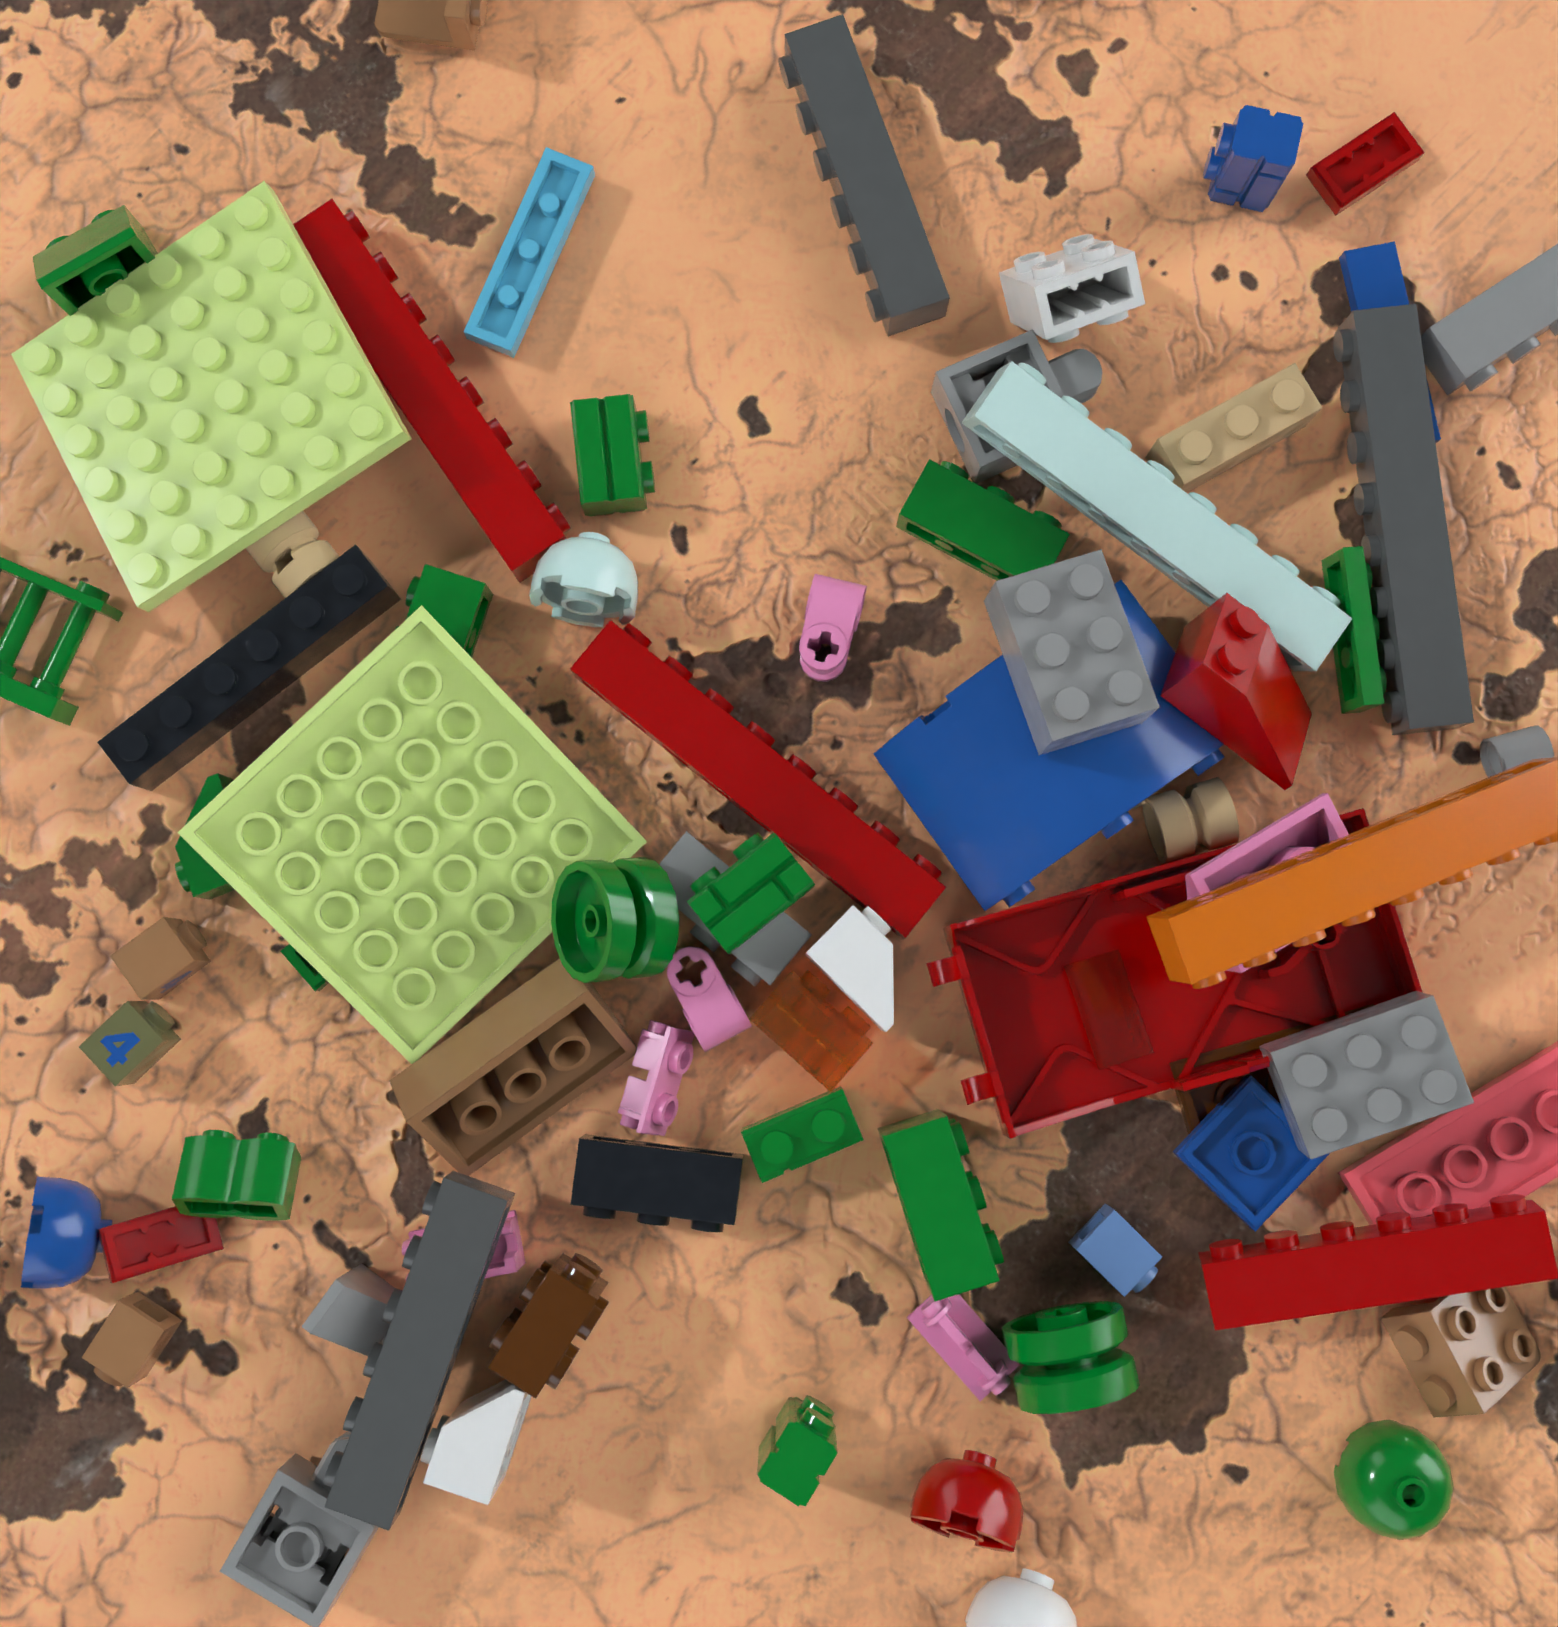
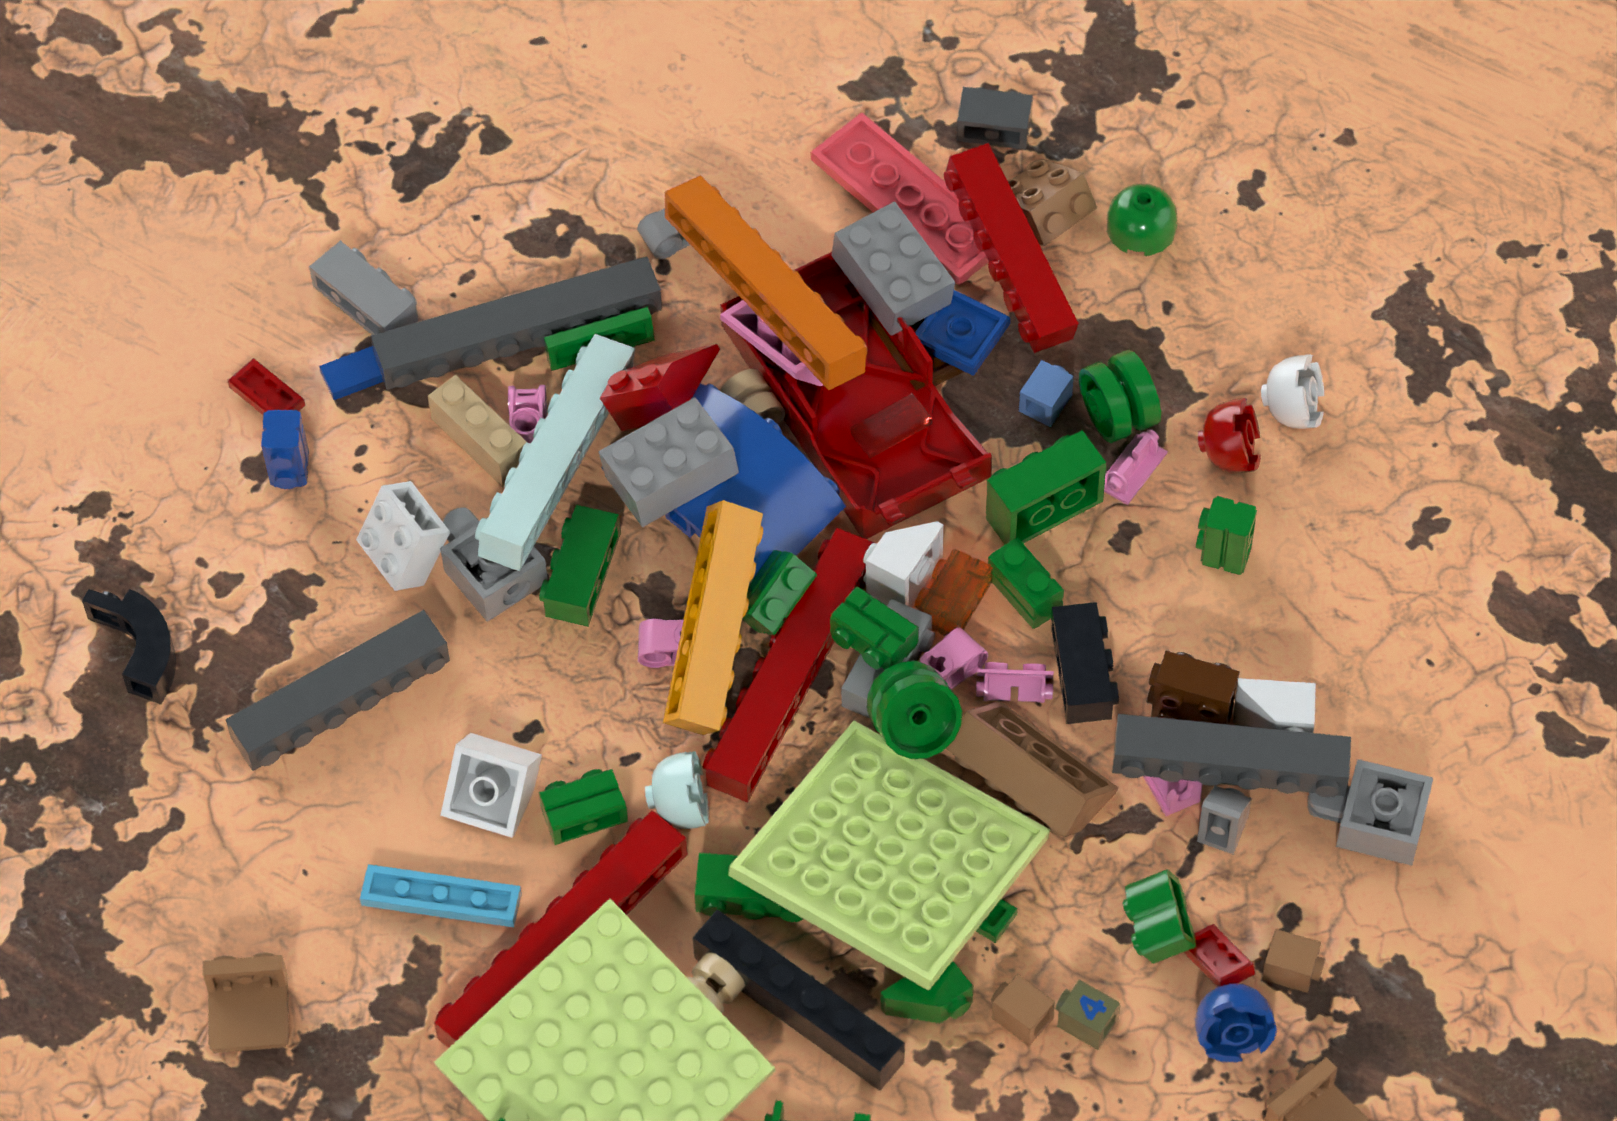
camera: 105 degrees left, 25 degrees down
(677, 344) = (490, 784): none -> white slope
(825, 675) = (713, 618): none -> light orange brick
(859, 774) = (776, 591): none -> green brick
(1253, 503) = (526, 409): none -> bright pink piece

